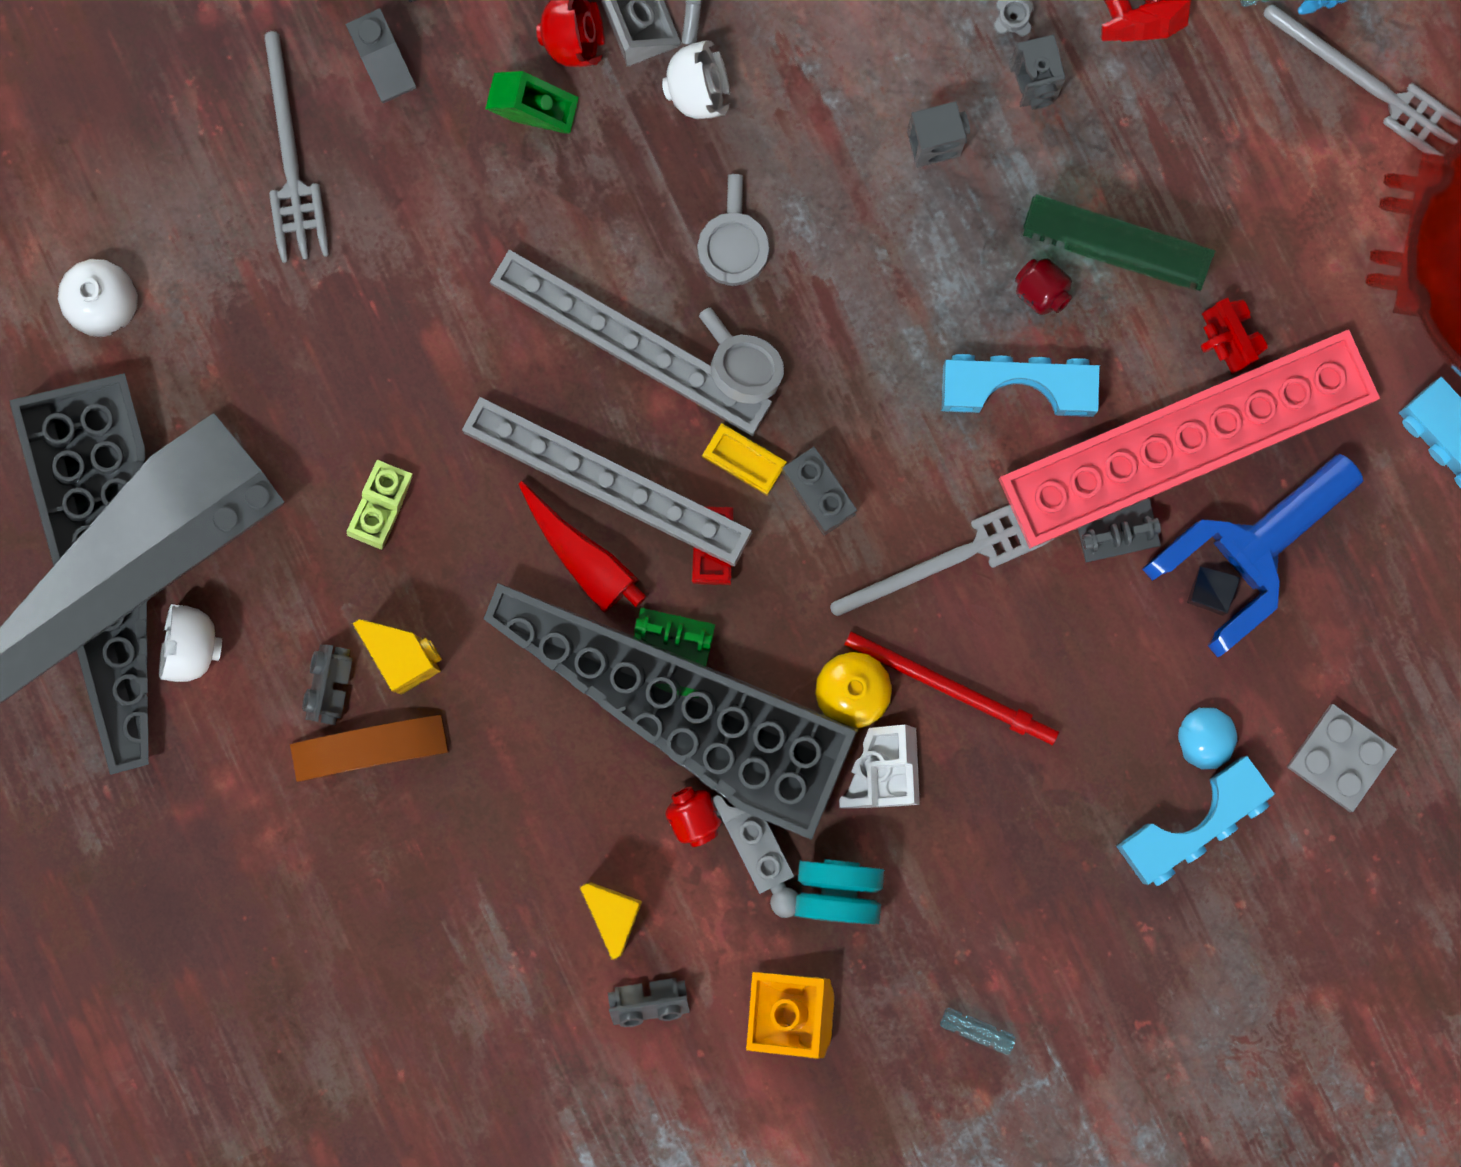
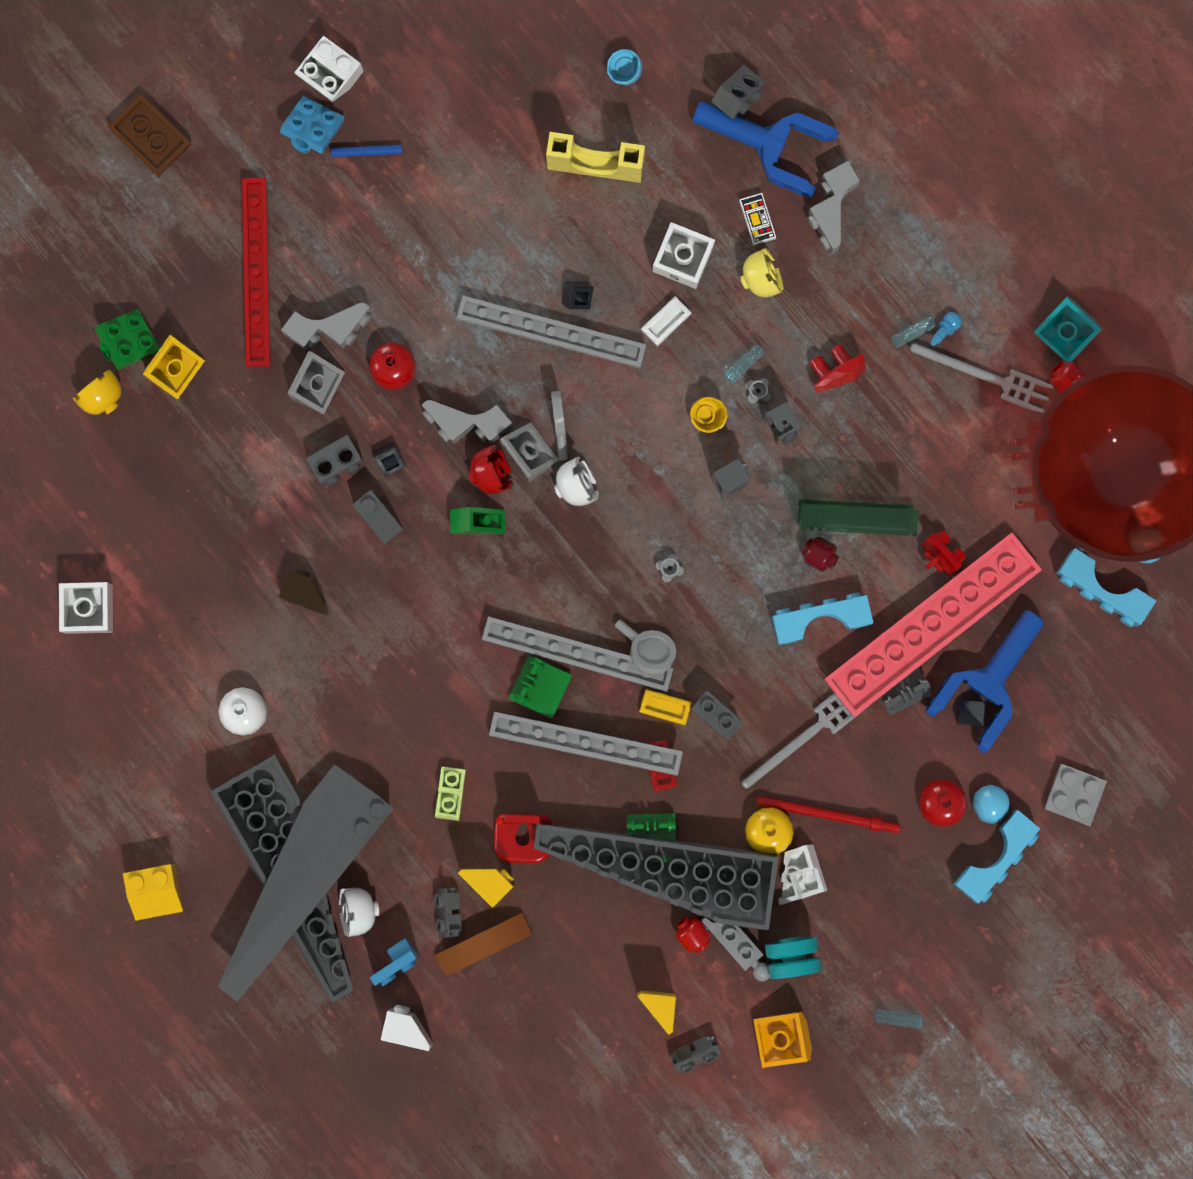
camera: 15 degrees left, 0 degrees up
(211, 844) = (405, 1029): none -> white slope
(236, 736) = (403, 958): none -> dark azure plate
(237, 140) = (303, 592): none -> dark brown slope
(293, 188) = (344, 612): light grey piece -> none
(444, 596) = (505, 838): none -> red piece
(561, 378) = (540, 686): none -> green hinge
(592, 566) = (588, 796): red piece -> none
(733, 245) = (623, 577): light grey piece -> none
(806, 239) = (670, 561): none -> light grey plate
(928, 30) = (708, 414): none -> yellow hair
(1132, 716) = (942, 803): none -> red cylinder

